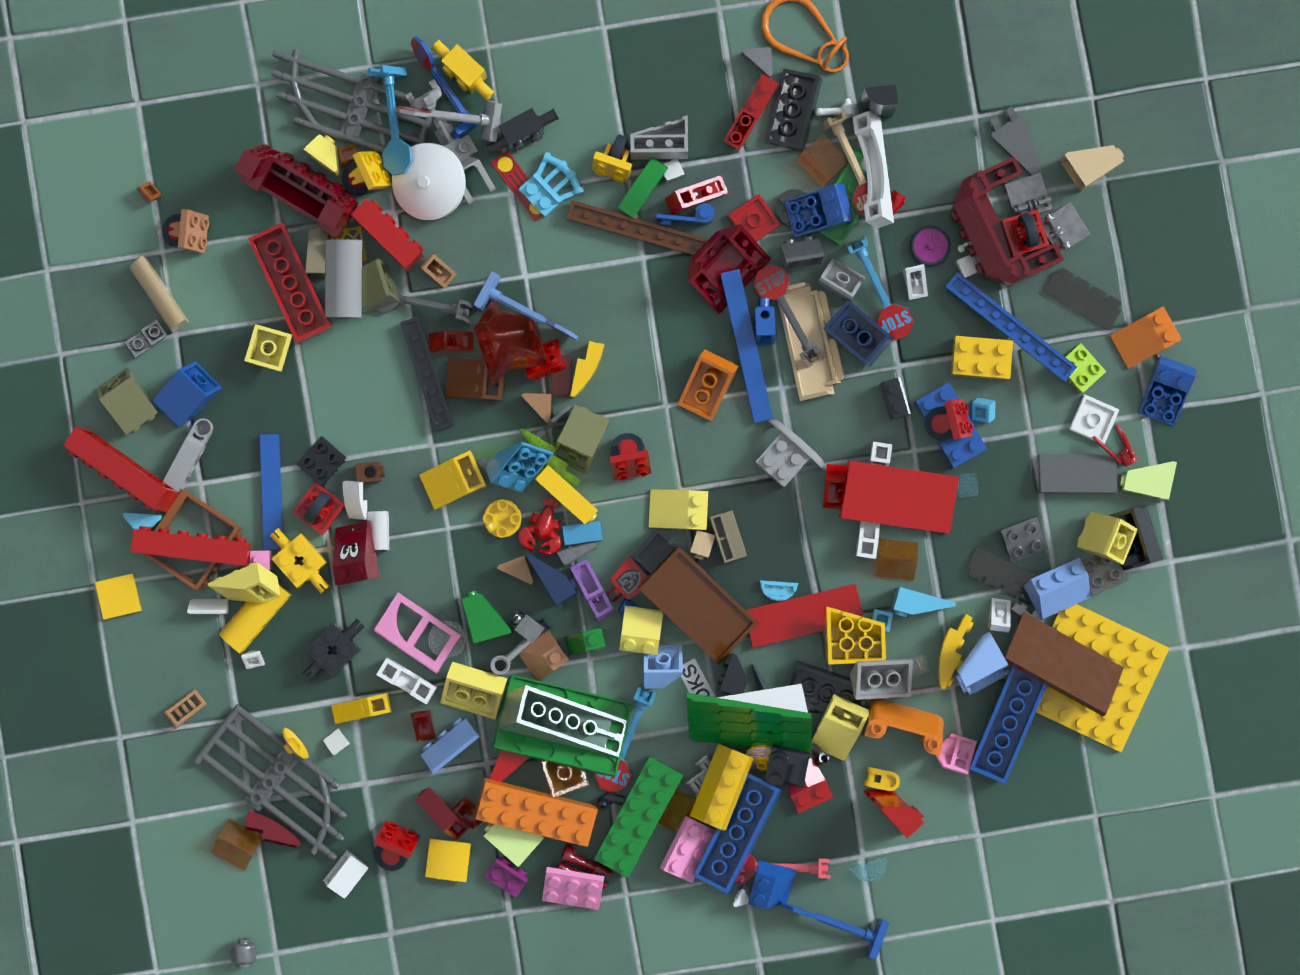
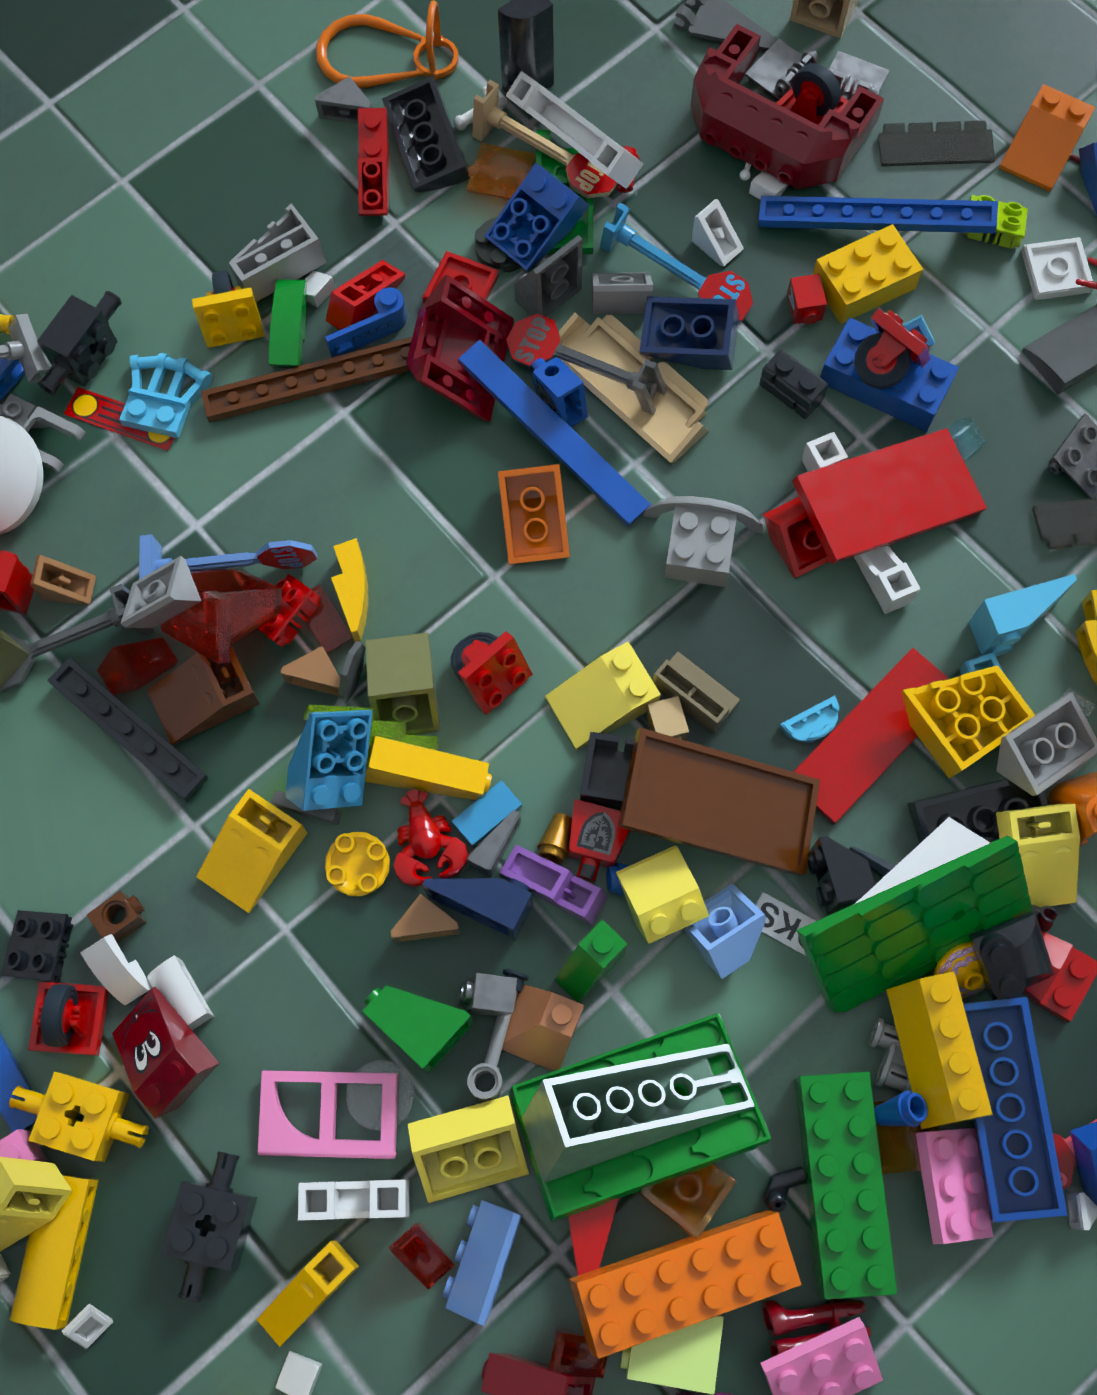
camera: 30 degrees left, 15 degrees down
(483, 320) = (160, 596): none -> light grey slope
(608, 568) = (556, 839): none -> pearl gold cone
(624, 774) = (771, 1156): dark azure piece -> none
(686, 802) = (902, 1110): none -> blue cone
(897, 559) = (947, 584): clear orange slope -> none
(930, 245) = (702, 184): magenta wheel -> none
(938, 352) = (806, 299): none -> red brick

